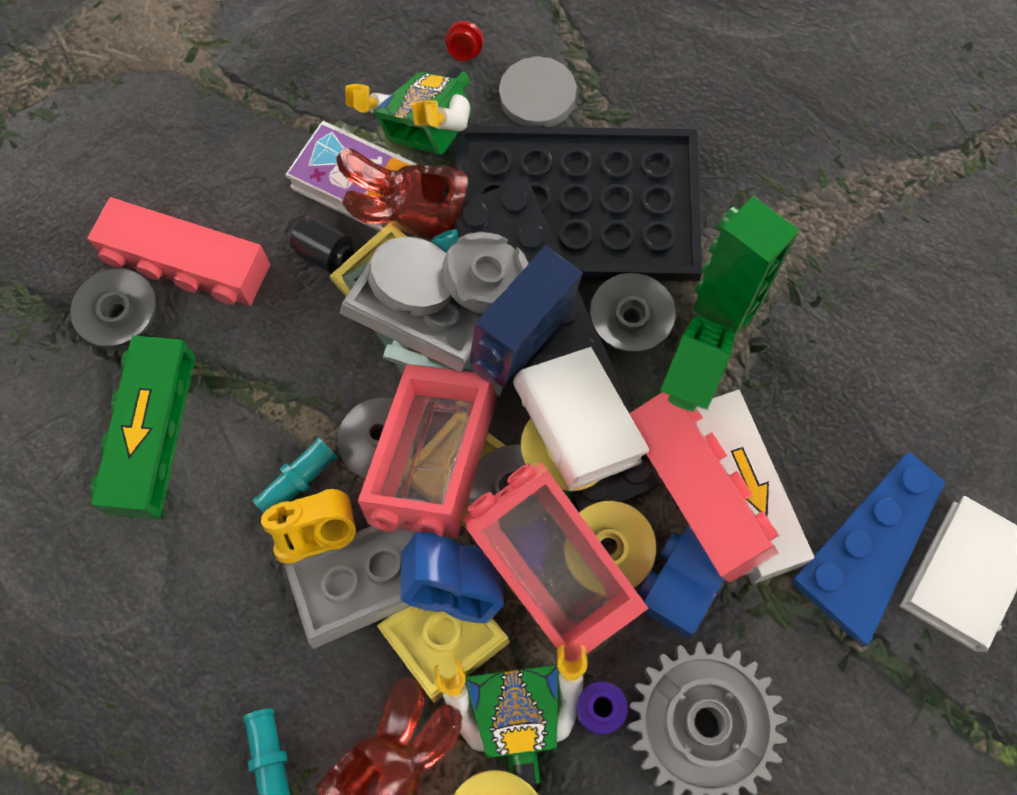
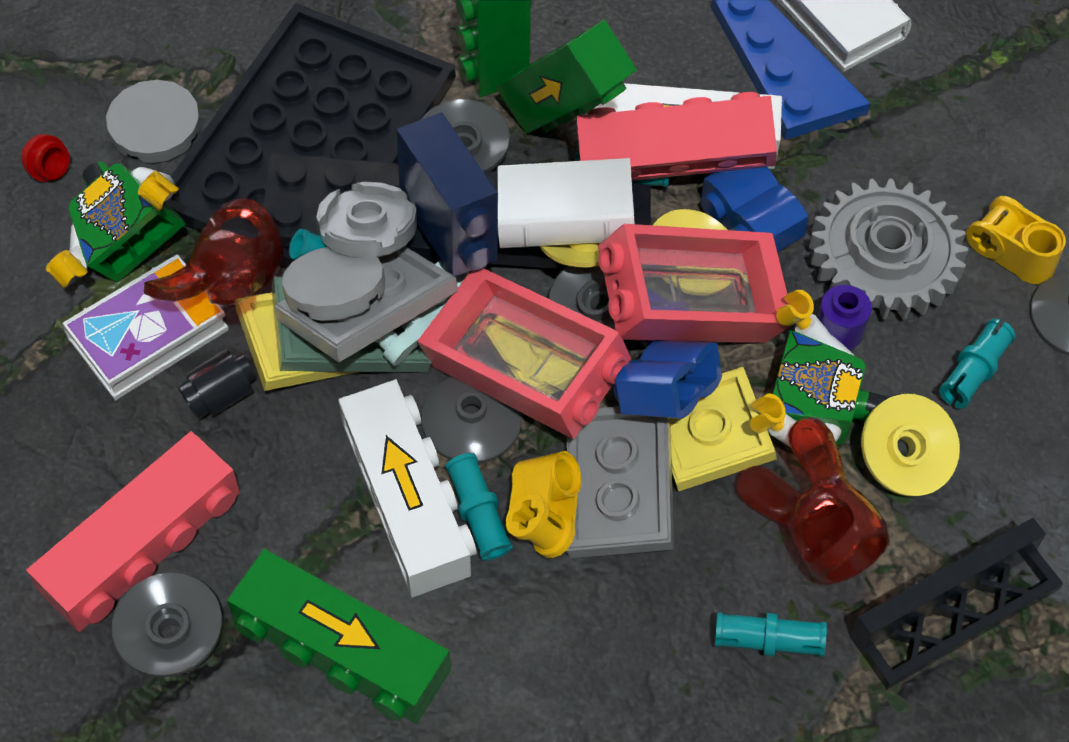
camera: 70 degrees left, 10 degrees down
(286, 416) = (406, 488): none -> white brick

